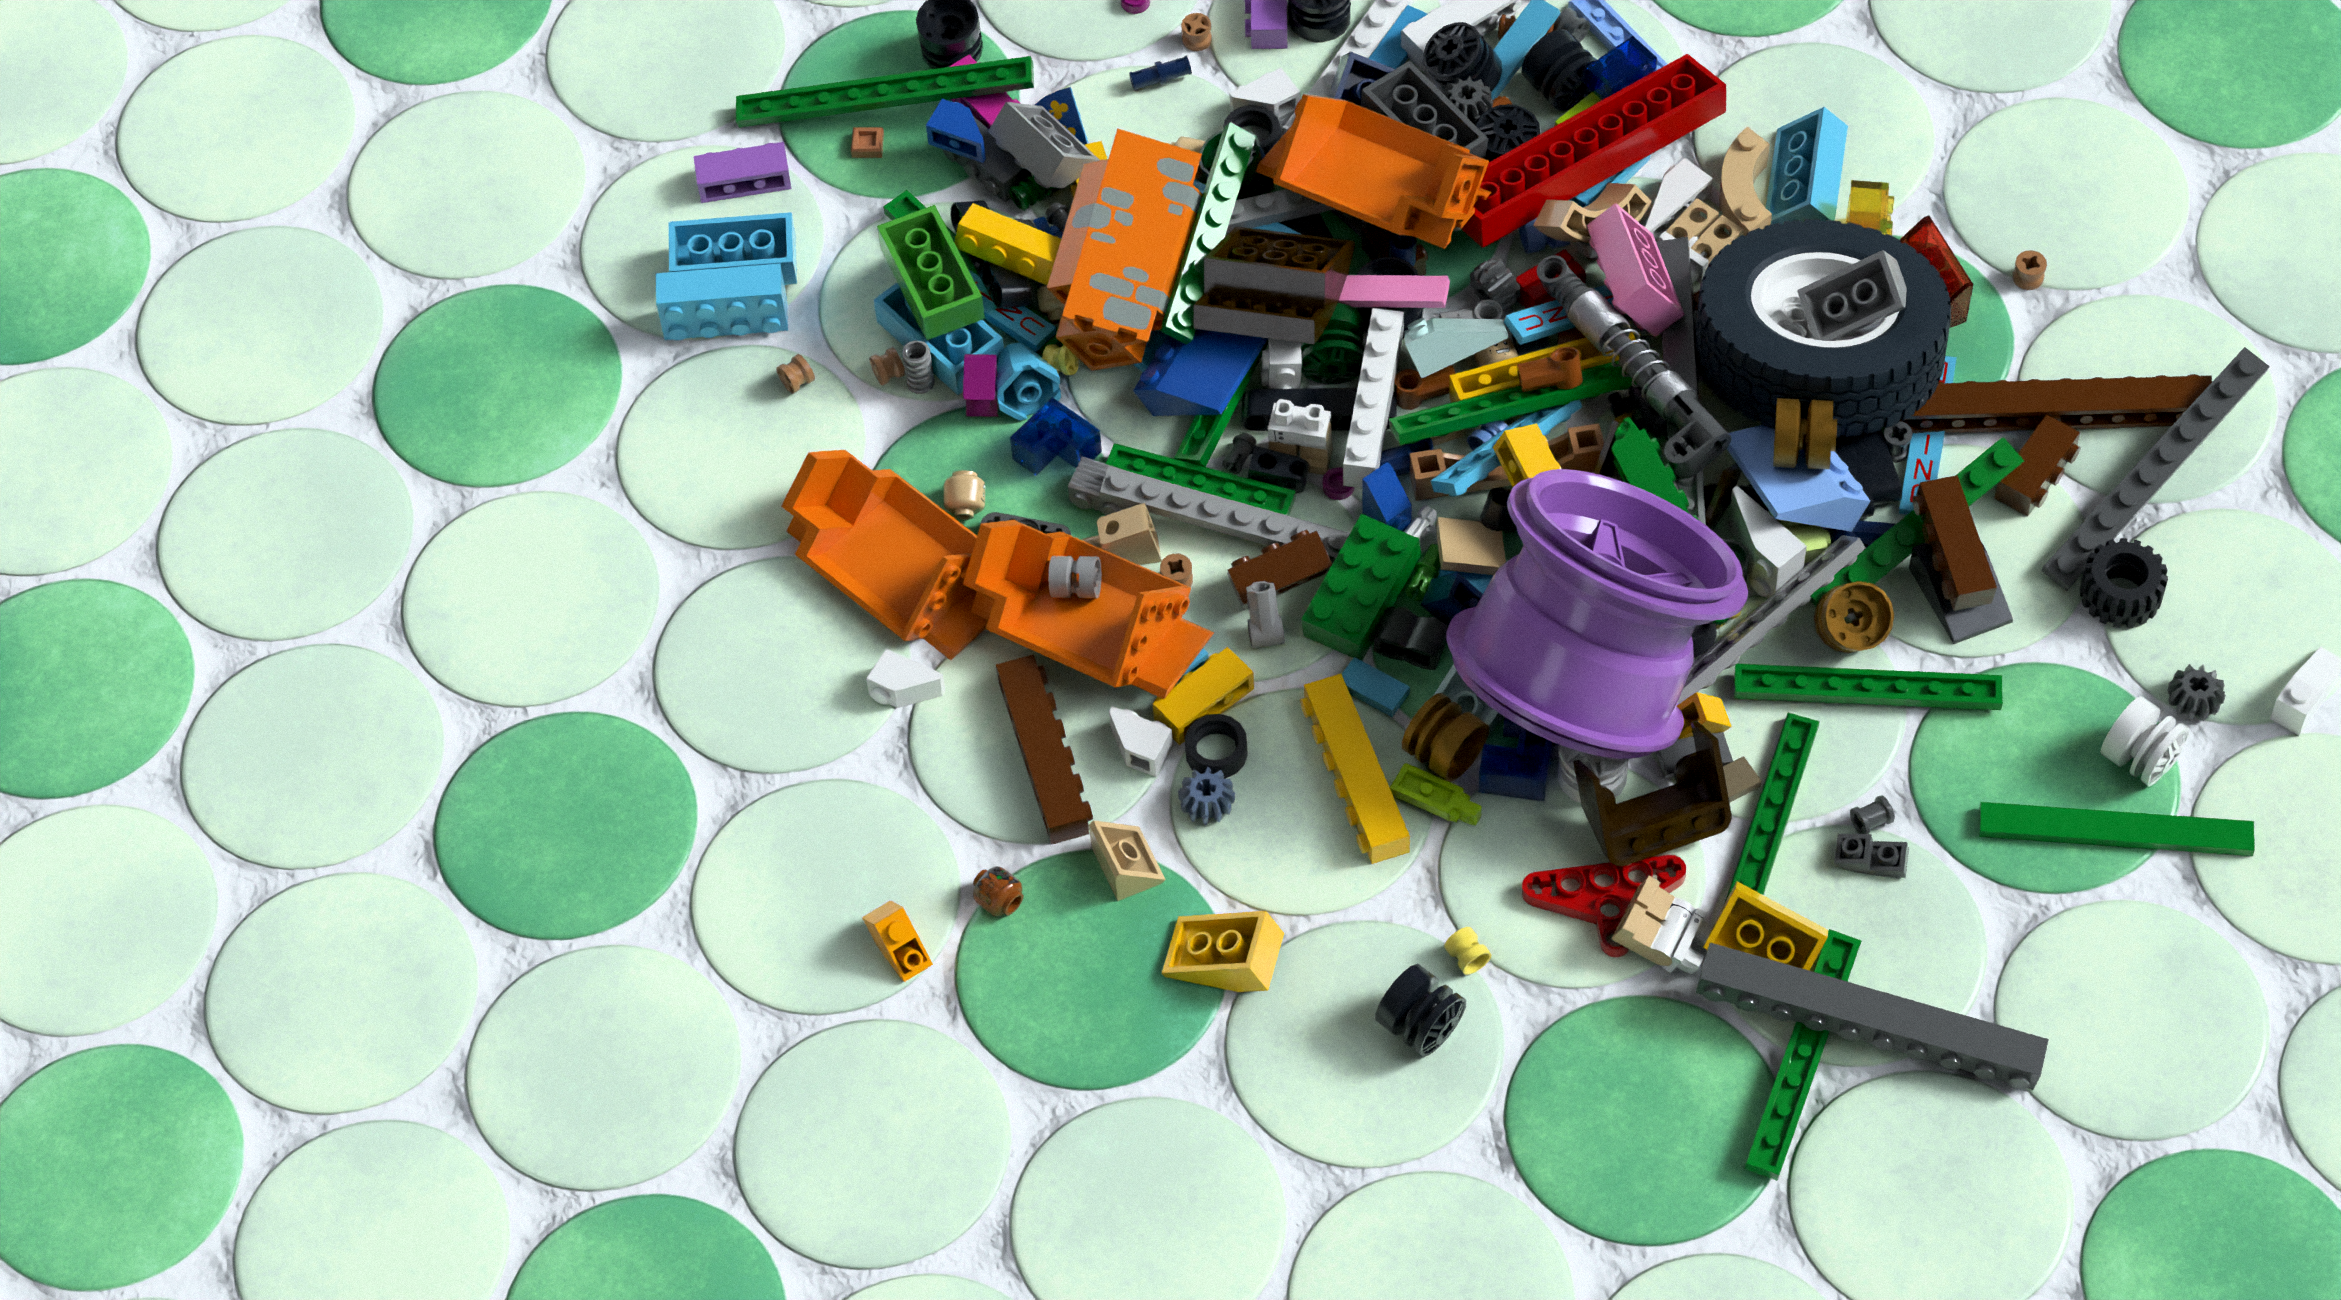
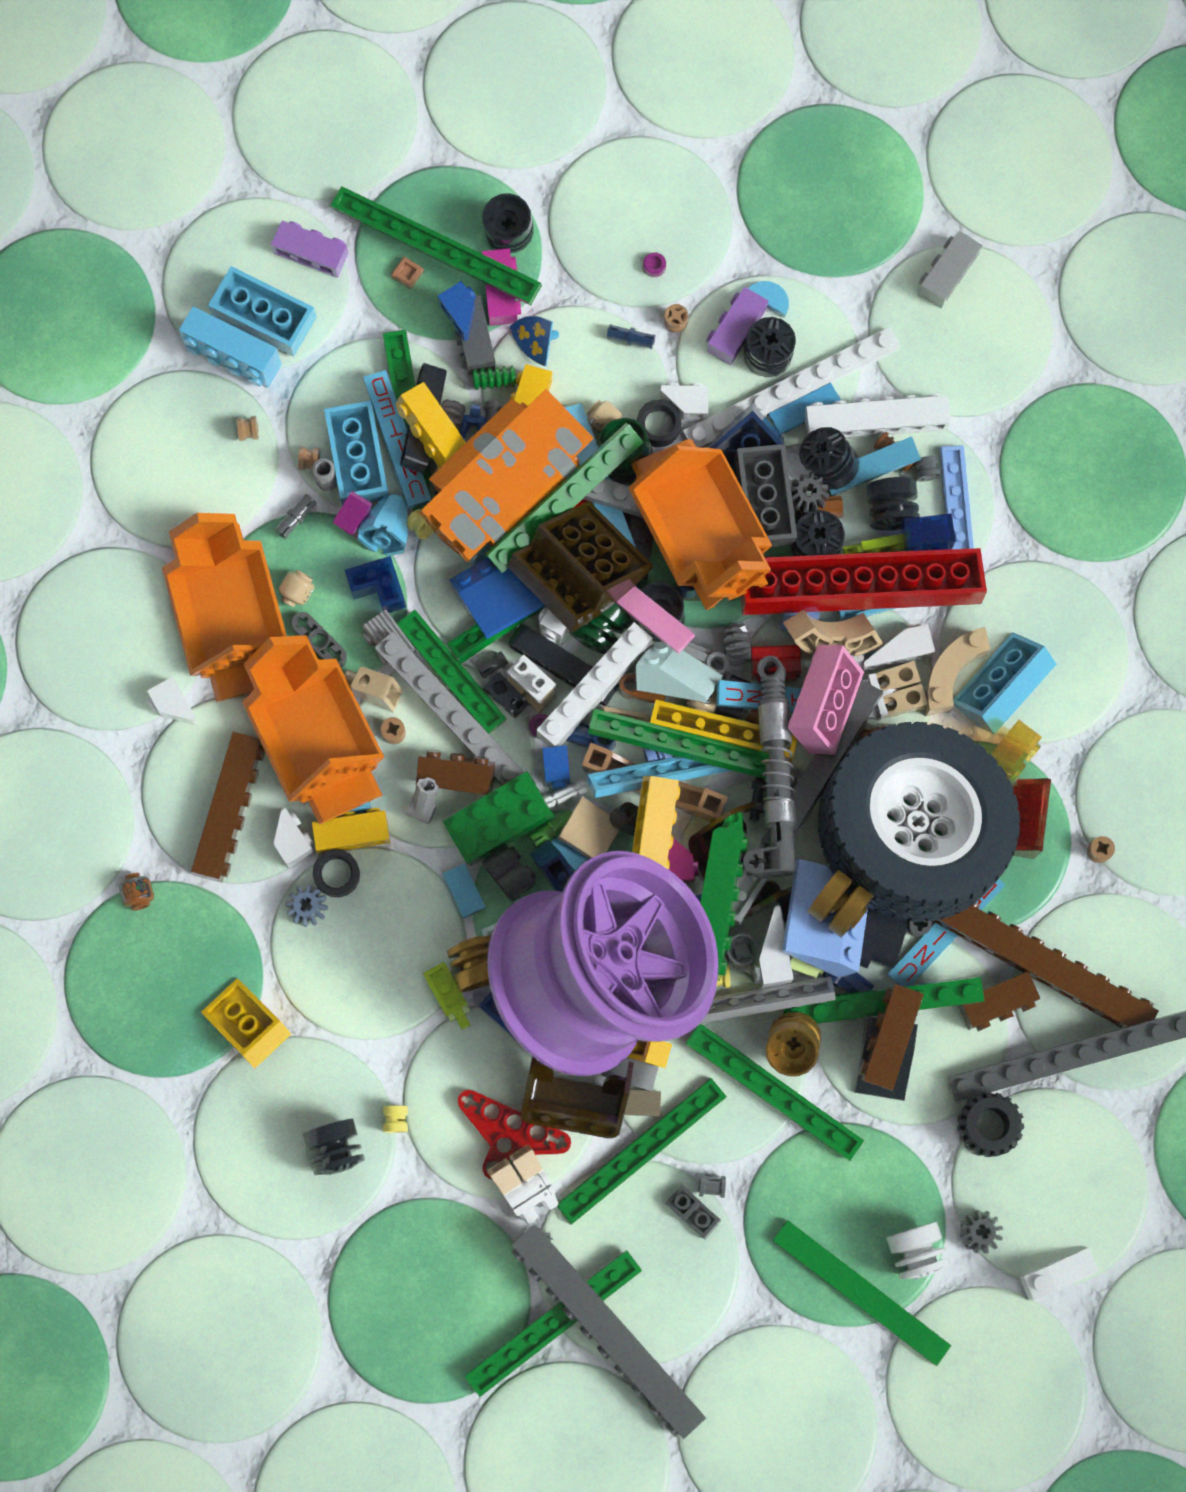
camera: 25 degrees right, 20 degrees up
(897, 940) = (54, 887): light orange slope -> none
(911, 429) = (295, 516): none -> dark grey pin
(930, 272) = (366, 416): bright green brick -> none
(1040, 144) = (508, 354): light grey slope -> none
(1064, 572) = (316, 699): light grey wheel -> none
(1124, 858) = (229, 918): tan slope -> none
(1356, 769) = (411, 946): yellow brick -> none
(1558, 370) = (726, 744): dark orange piece -> none
(1766, 929) = (582, 1232): yellow slope -> none
(1854, 297) = (942, 827): light grey slope -> none

